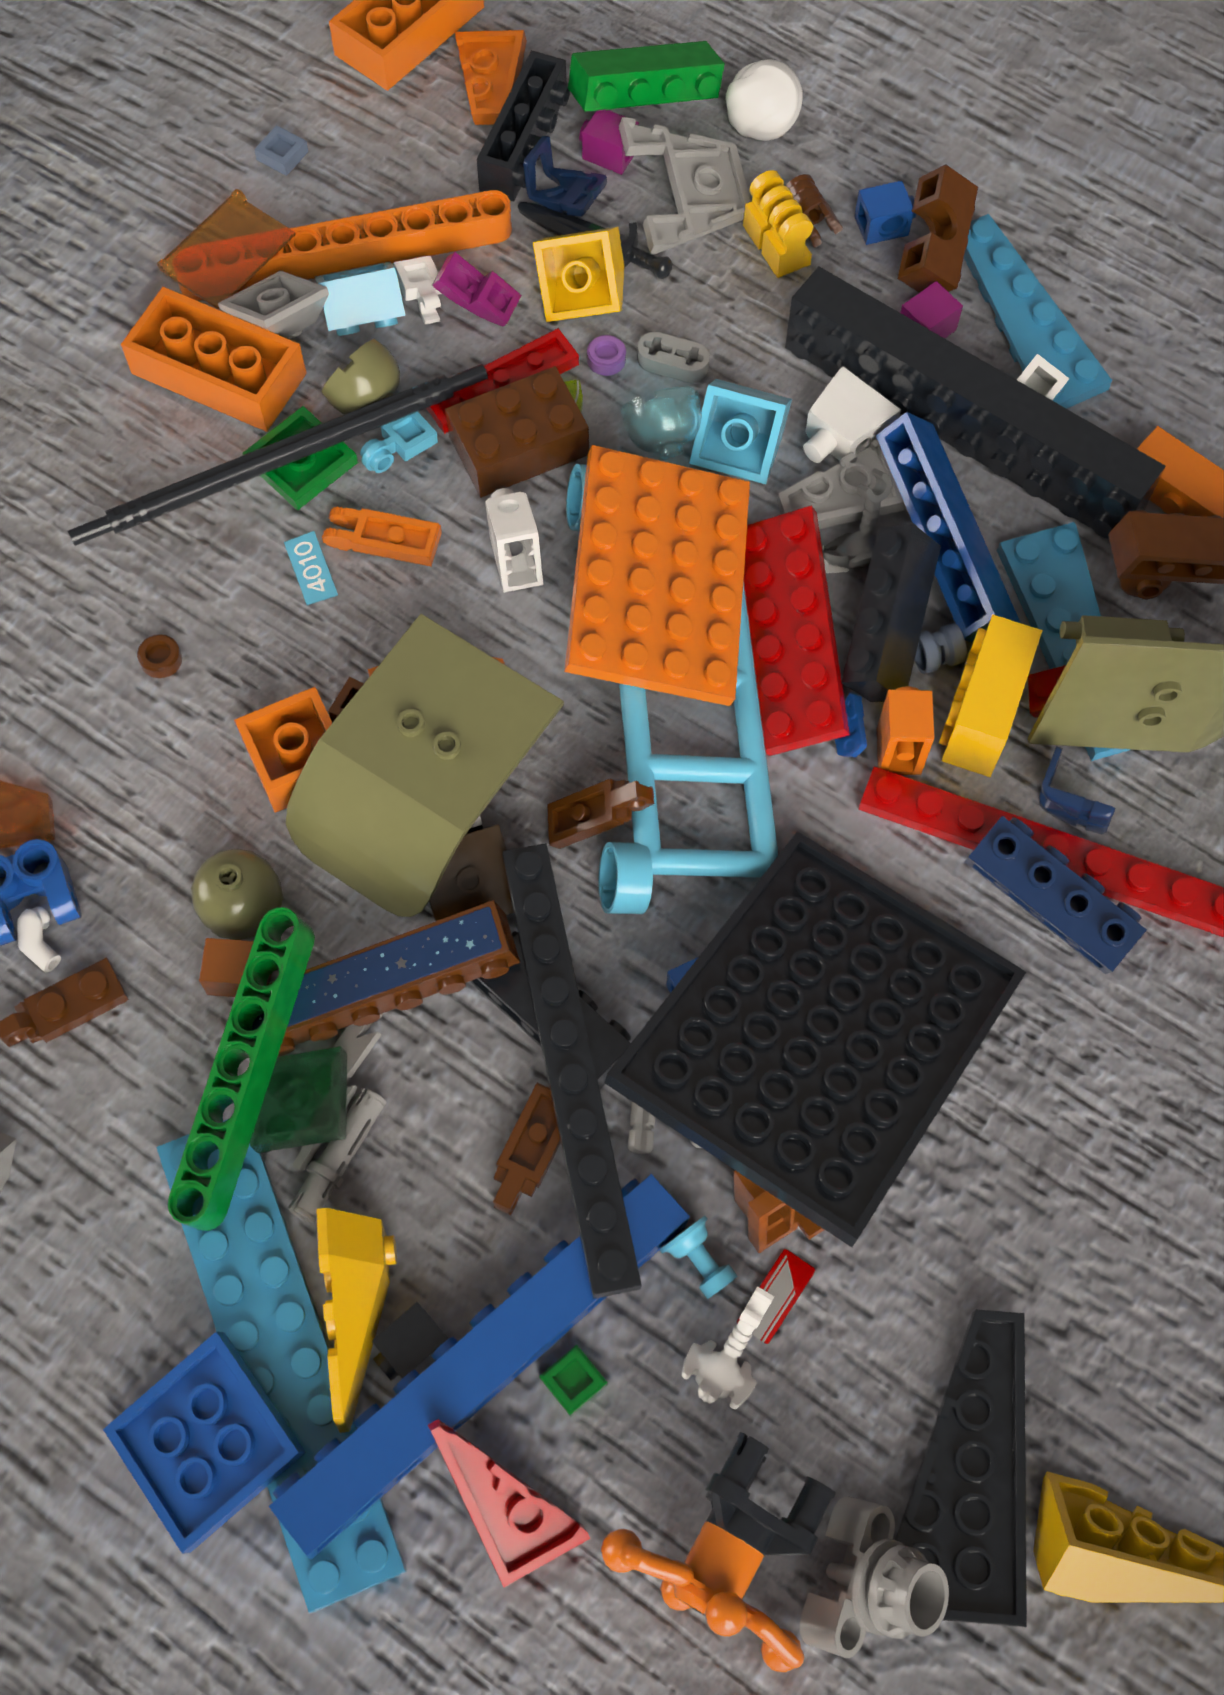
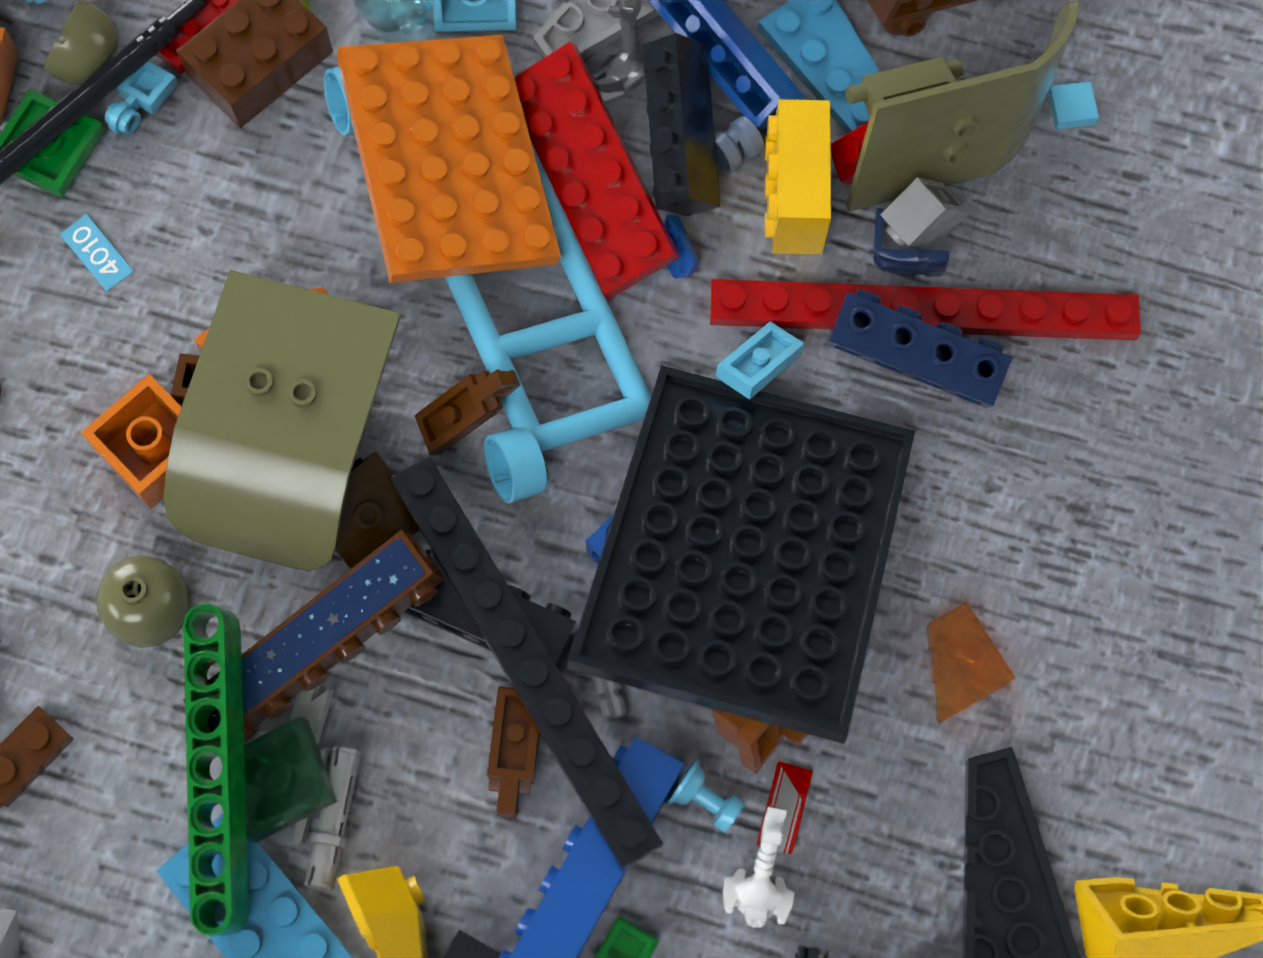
camera: 20 degrees left, 5 degrees up
(224, 966) = (160, 675): dark orange brick -> none
(384, 535) = (159, 197): orange hinge -> none
(511, 521) = (283, 149): white torso -> none
(894, 855) = (759, 360): none -> medium azure plate
(905, 731) = (731, 236): orange brick -> none
(1002, 1214) = (963, 662): none -> clear orange wing
(1101, 766) = (923, 214): none -> light grey brick

